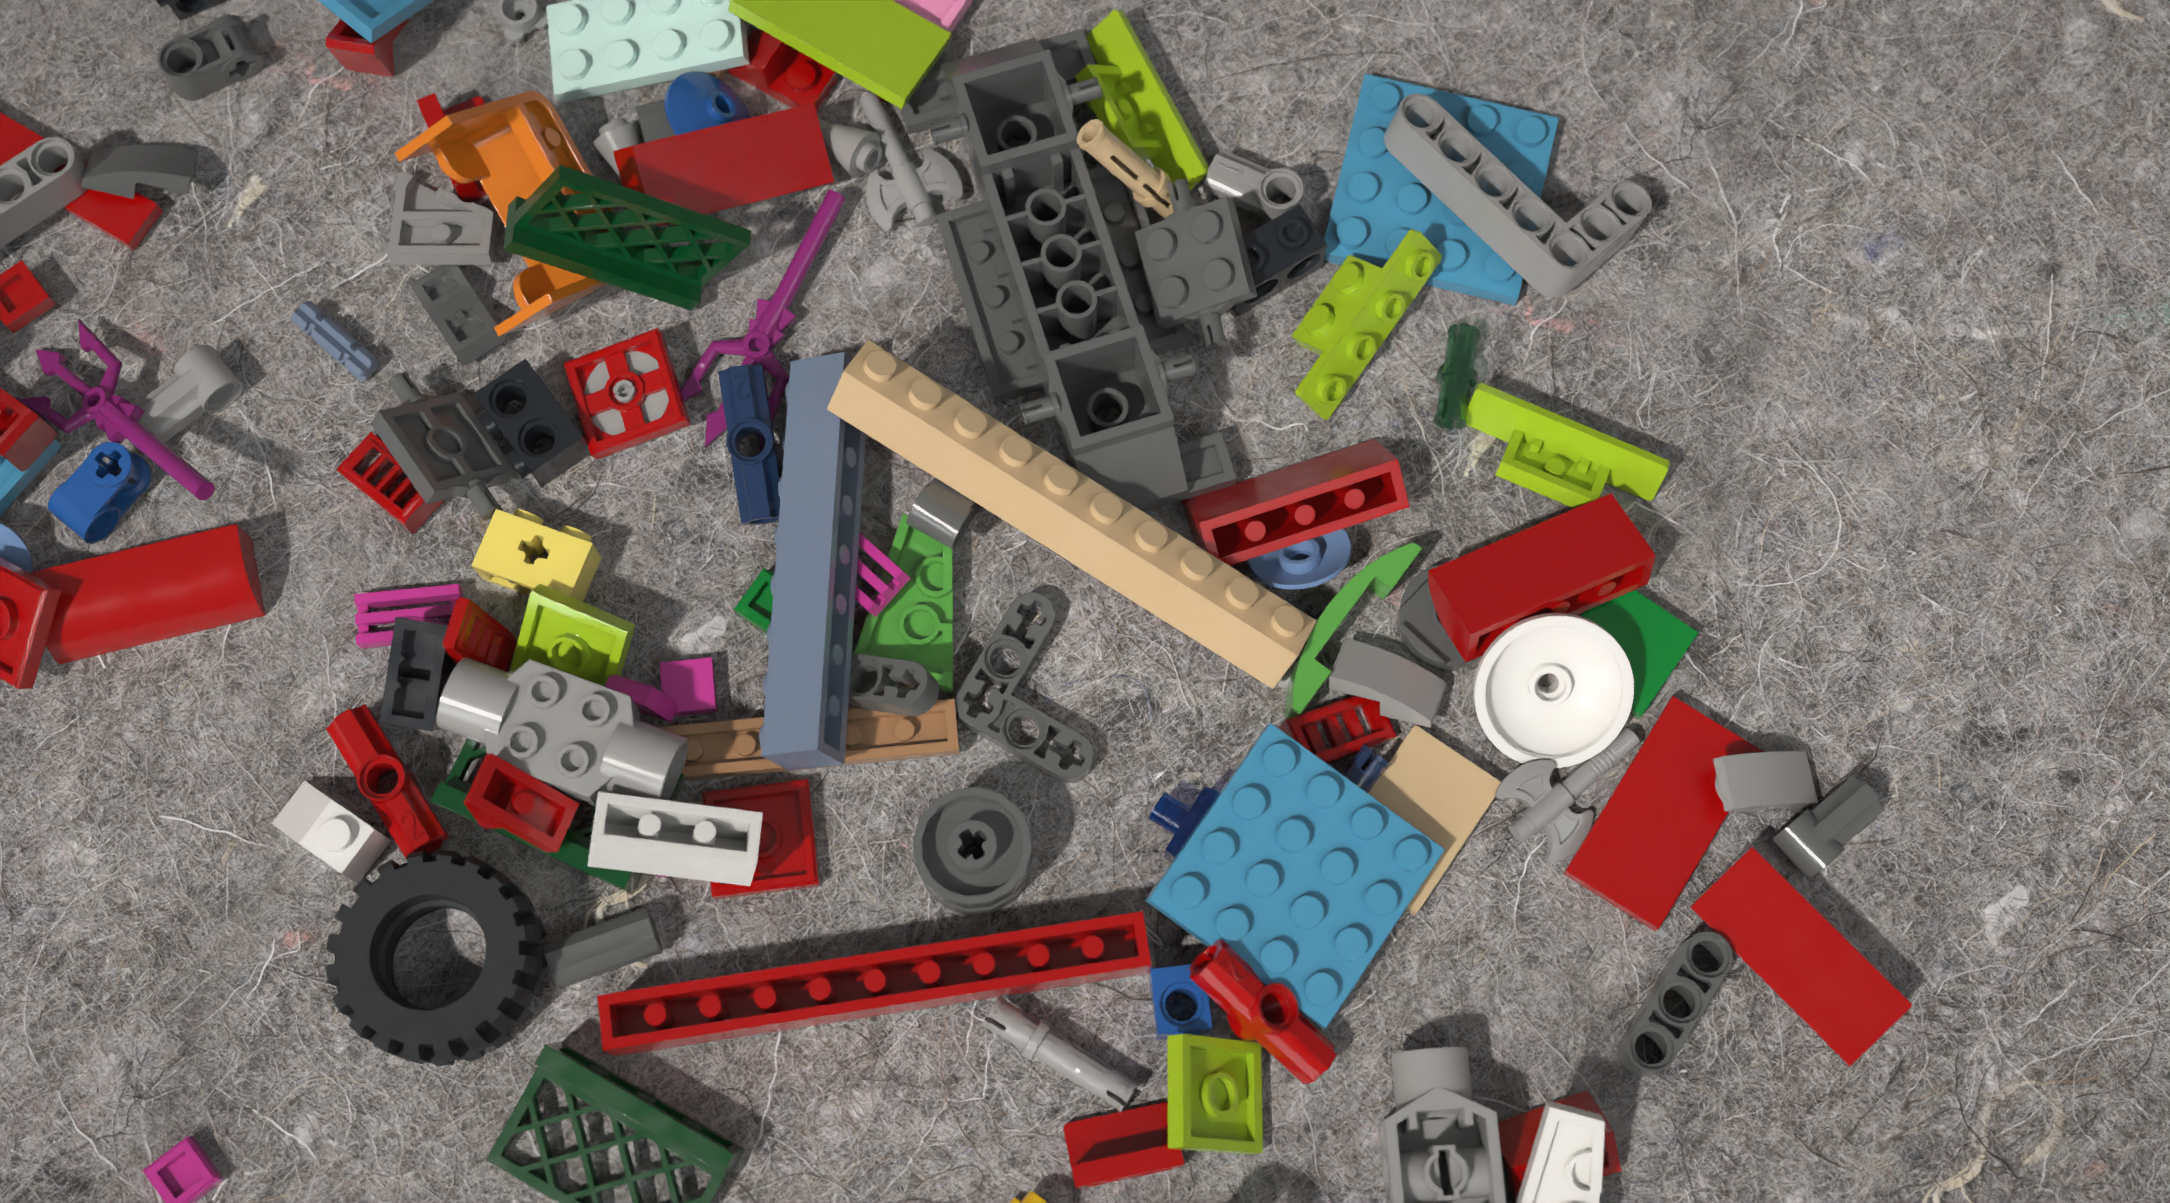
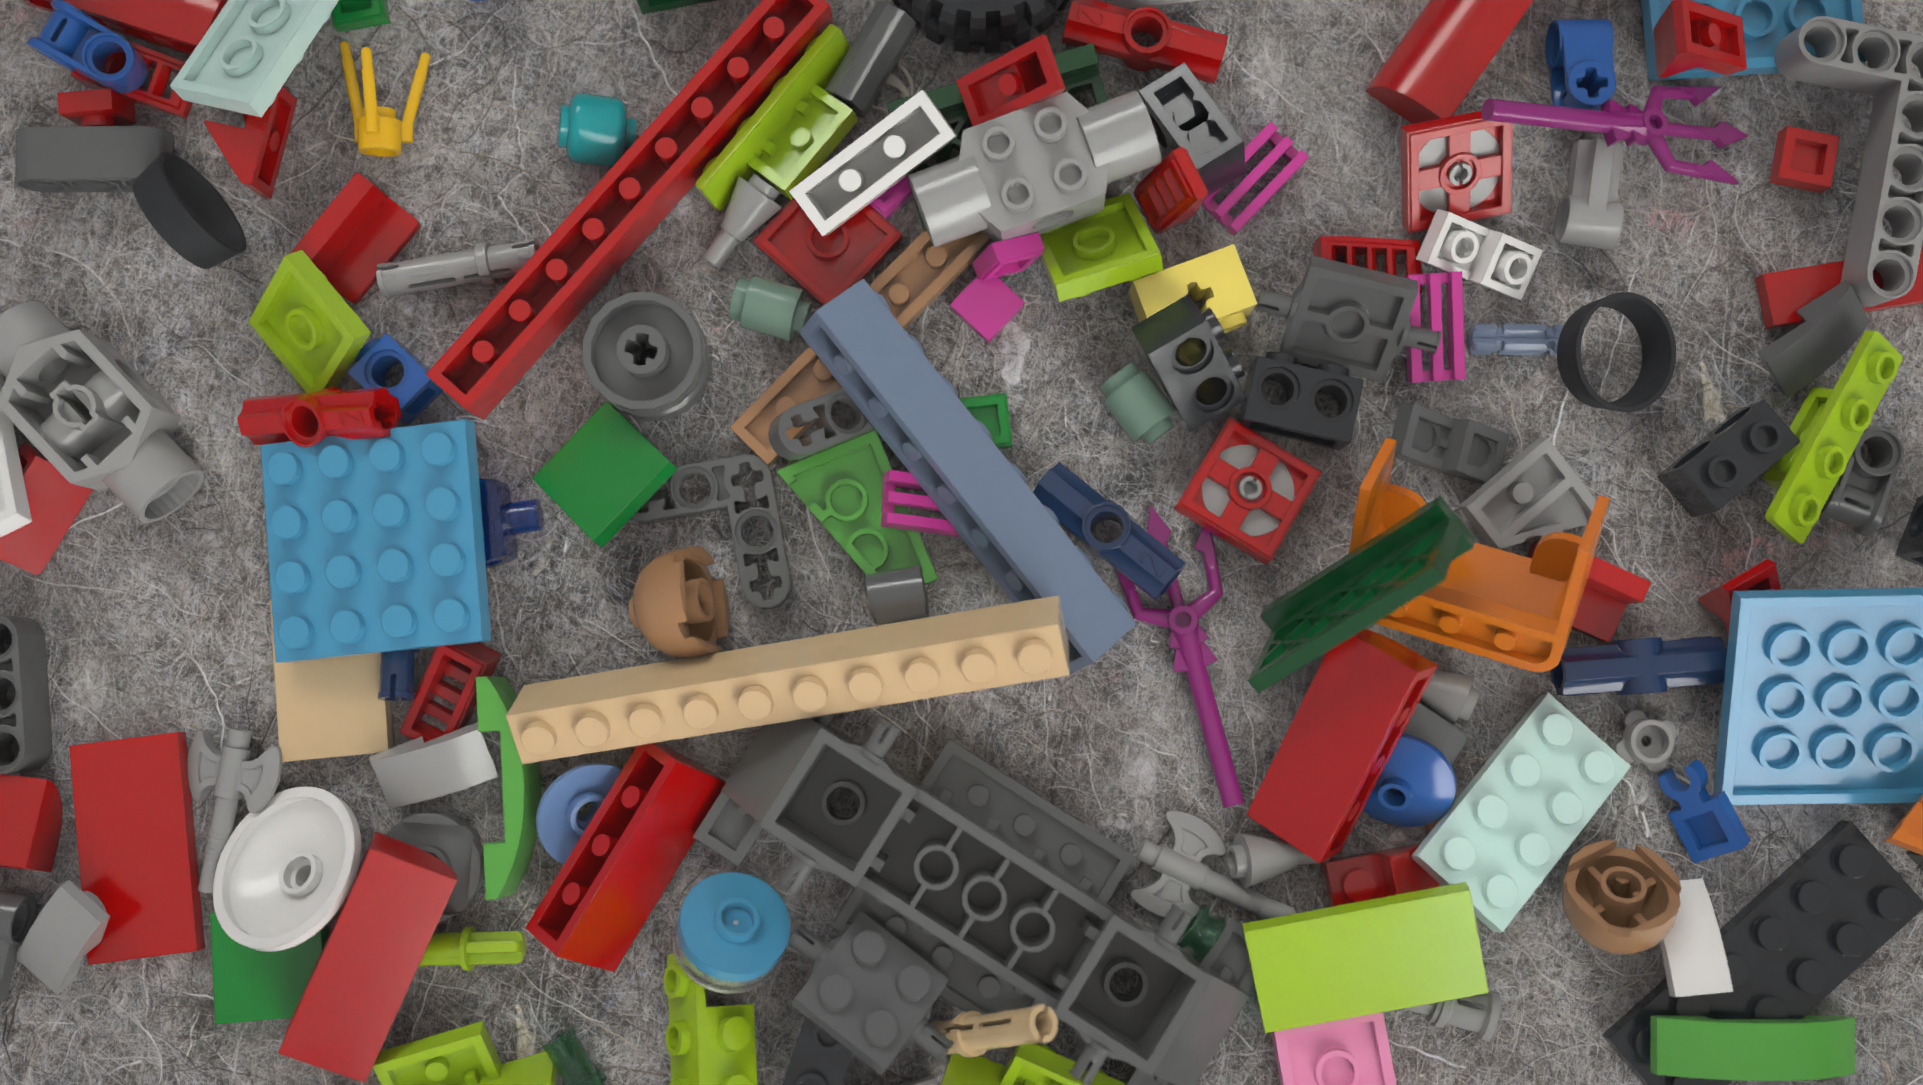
camera: 140 degrees right, 10 degrees up
(205, 100) = (1829, 431): none -> lime bracket
(265, 243) = (1657, 352): none -> black tyre
(266, 488) = (1455, 167): none -> piece
(281, 140) = (1728, 459): none -> black brick
(305, 421) = (1480, 253): none -> white slope
(372, 386) = (1455, 328): none -> dark pink tile
(470, 56) = (1640, 666): none -> dark blue piece
(581, 505) = (1196, 372): none -> black brick
(647, 518) = (1138, 404): none -> sand green brick
(715, 936) = (789, 130): none -> lime bracket
(801, 909) = (747, 210): none -> light grey cone
(850, 816) = (769, 307): none -> sand green brick
(862, 1071) = (595, 129): none -> teal head
(925, 141) = (1202, 932): none -> clear green bush
(1082, 793) = (604, 474): none -> green tile
(1108, 645) = (680, 604): none -> medium nougat cylinder
(1262, 386) = (731, 932): none -> dark azure piece
(1454, 525) = (475, 948): none -> lime axle

